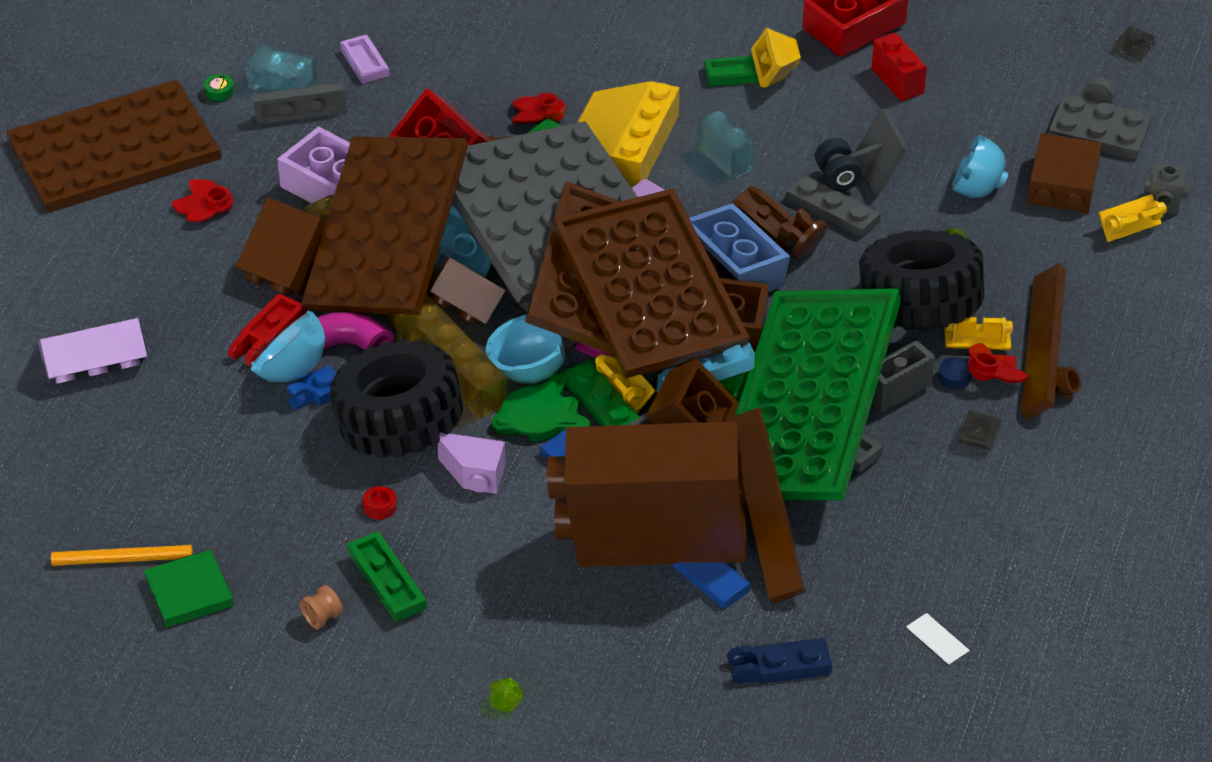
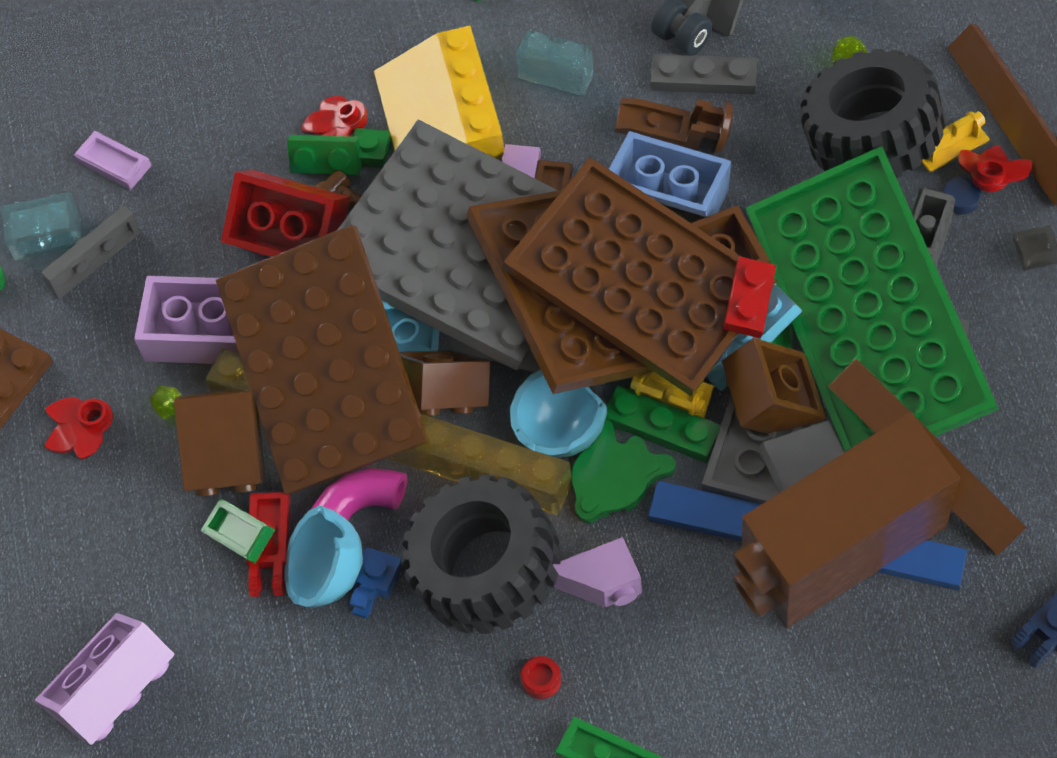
camera: 25 degrees left, 15 degrees up
(251, 308) = (237, 530): none -> tile
(507, 119) = (324, 154): none -> green plate
(717, 334) = (749, 297): none -> red plate

